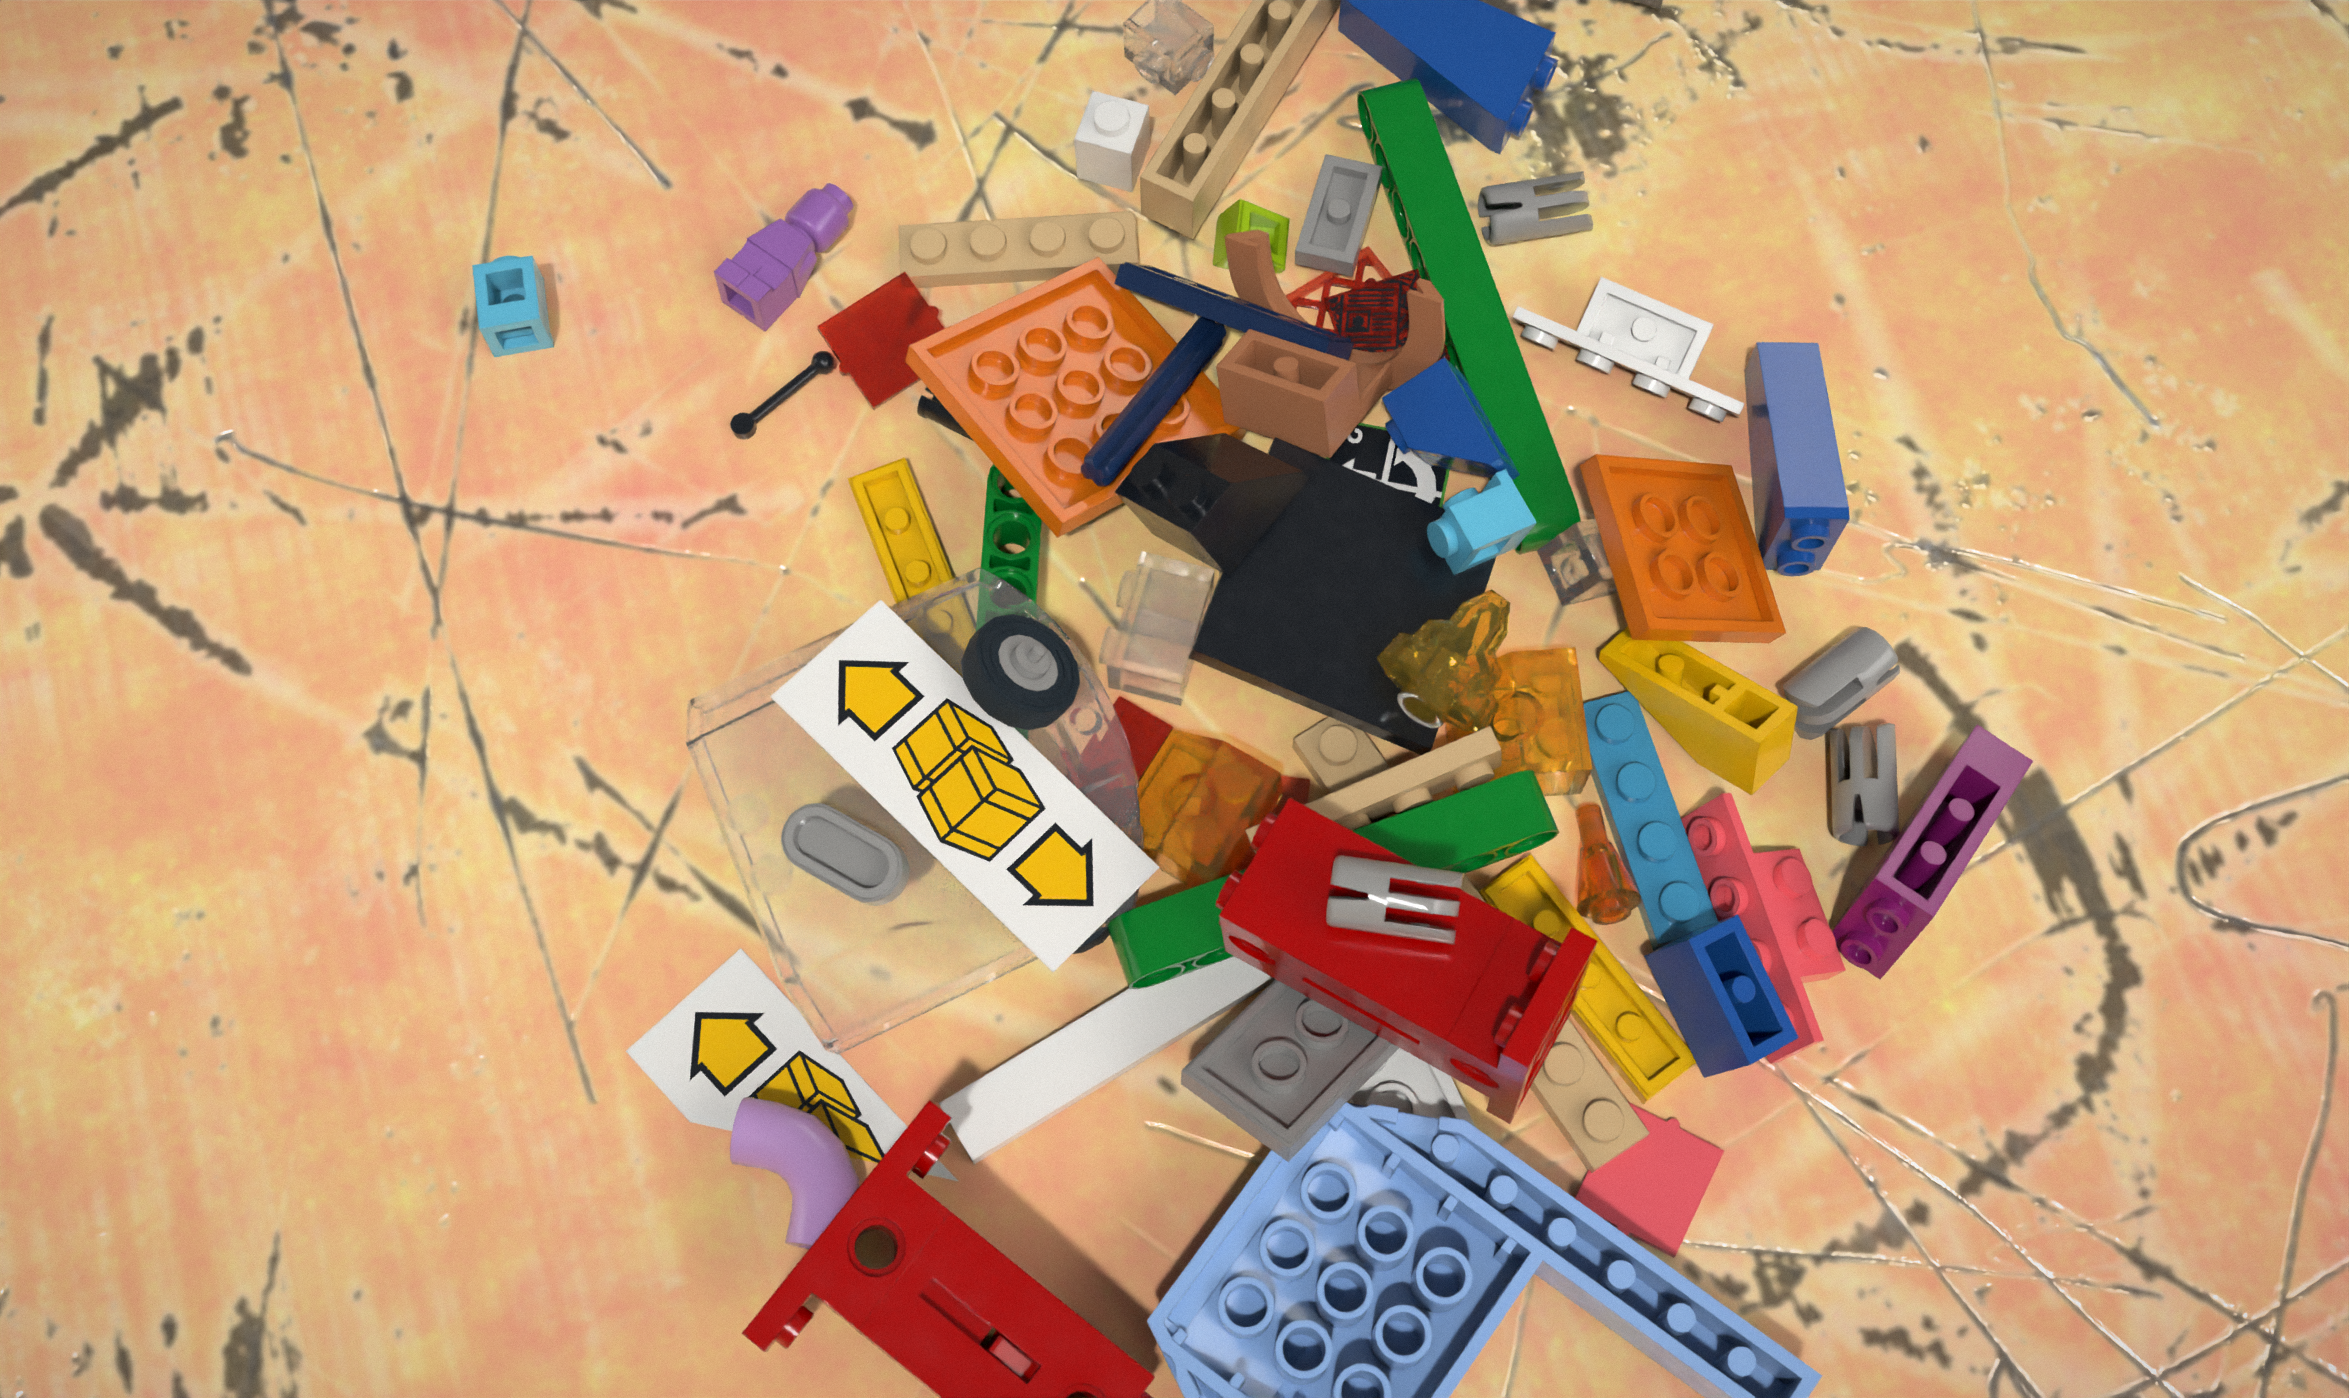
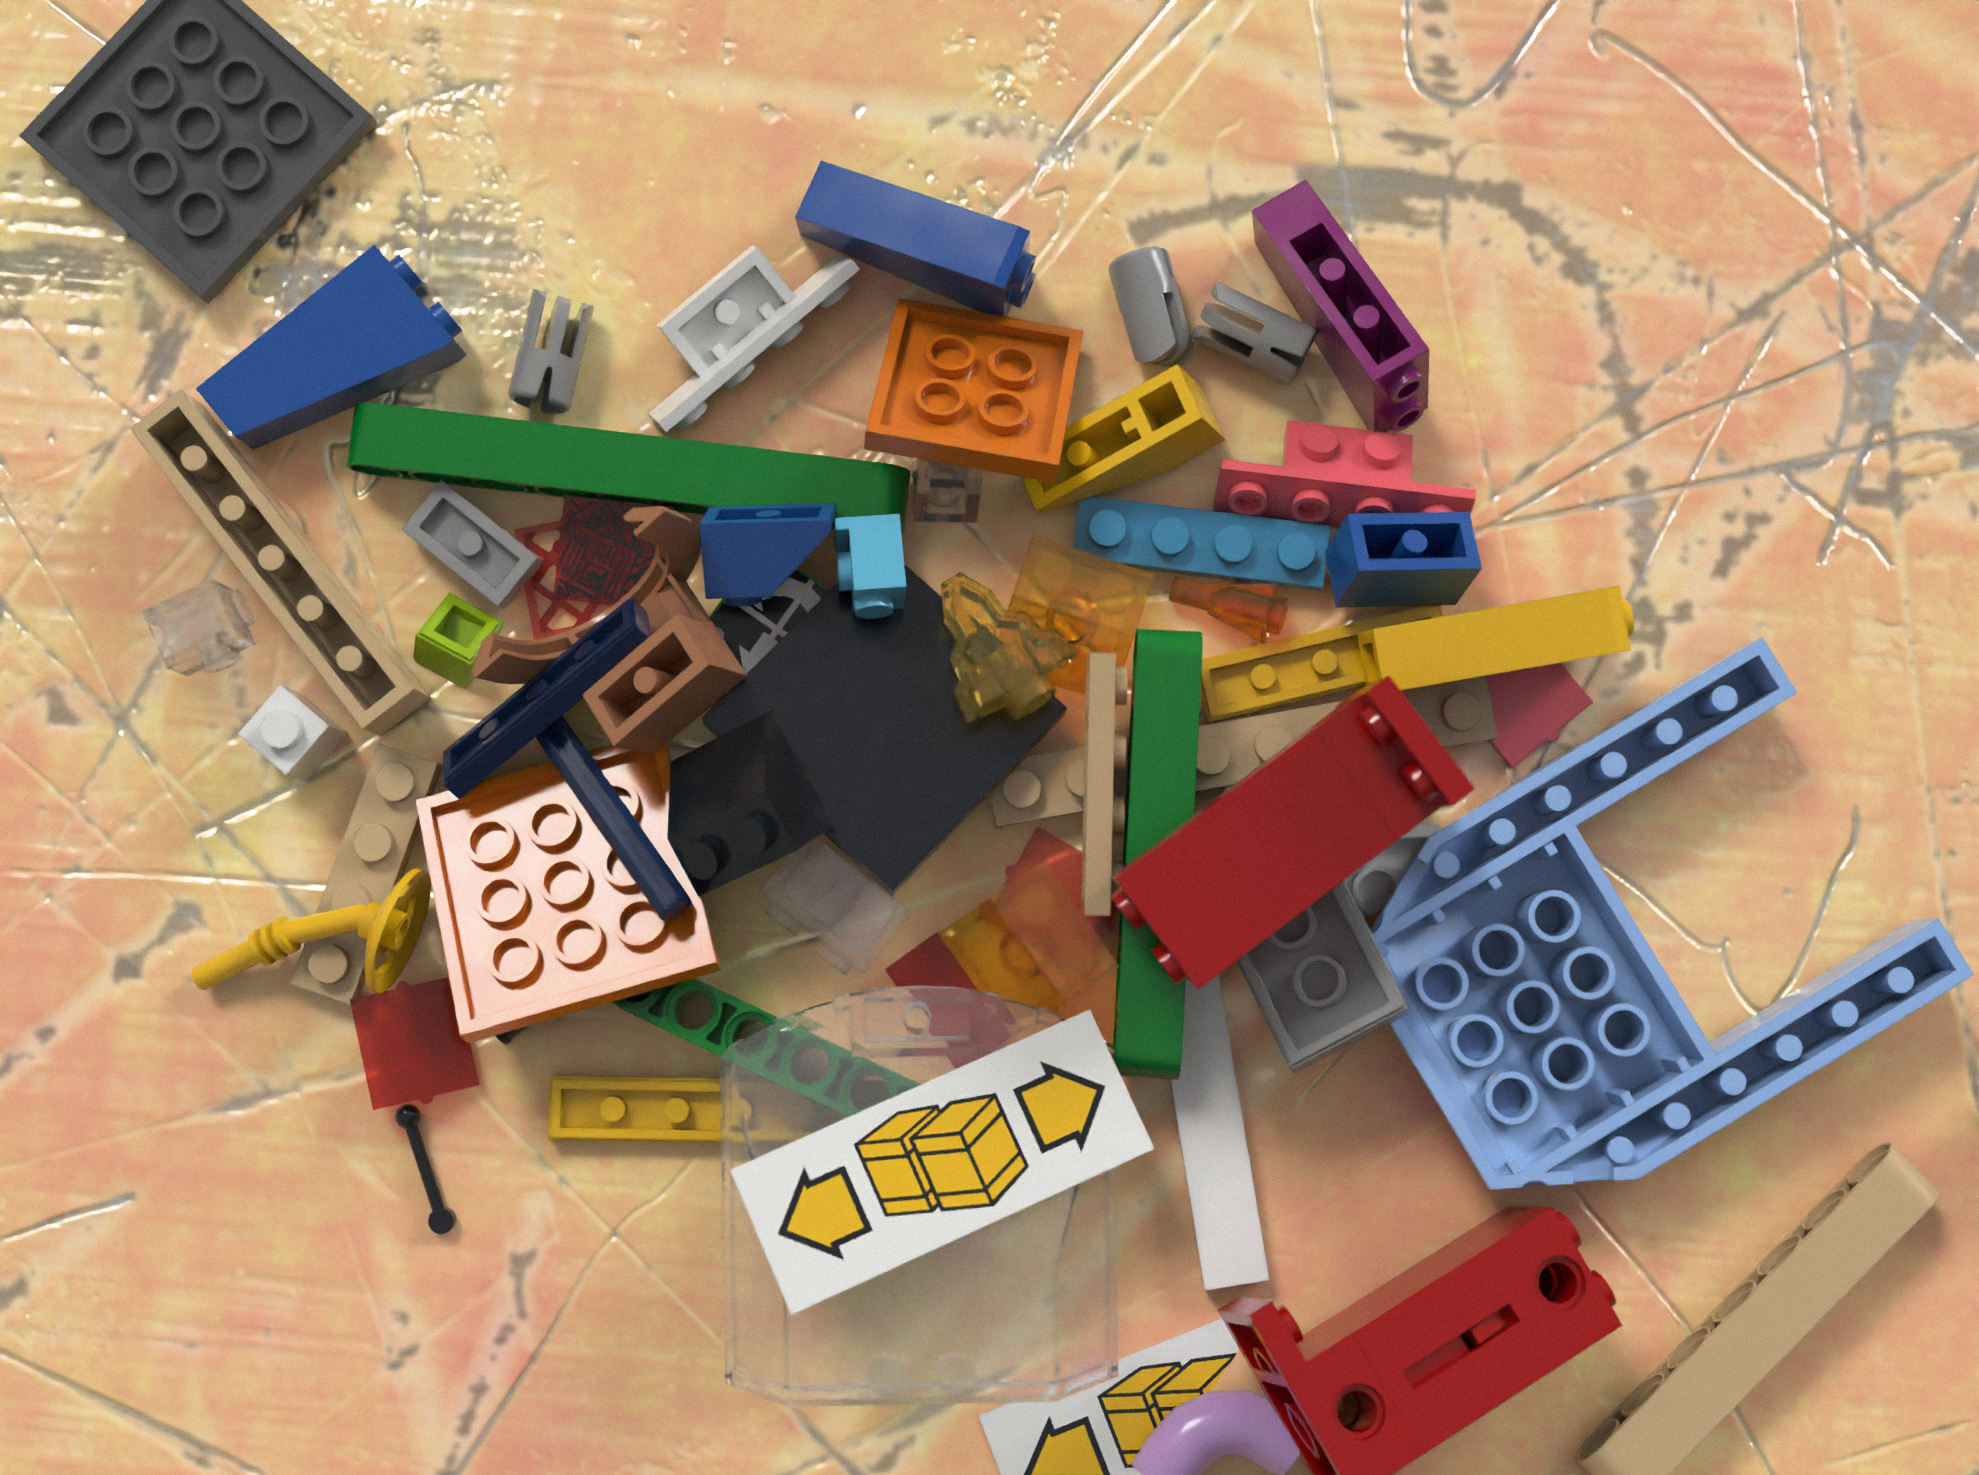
camera: 65 degrees left, 15 degrees up
(512, 305) = (188, 1421): medium azure brick -> none
(780, 257) = (275, 1114): medium lavender piece -> none
(845, 854) = (971, 1299): light grey tile -> none
(972, 262) = (387, 927): none -> yellow dish
(1020, 672) = (862, 1067): black wheel -> none
(1368, 912) = (1261, 831): light grey arm -> none
(1688, 1115) = (1498, 639): none -> yellow slope

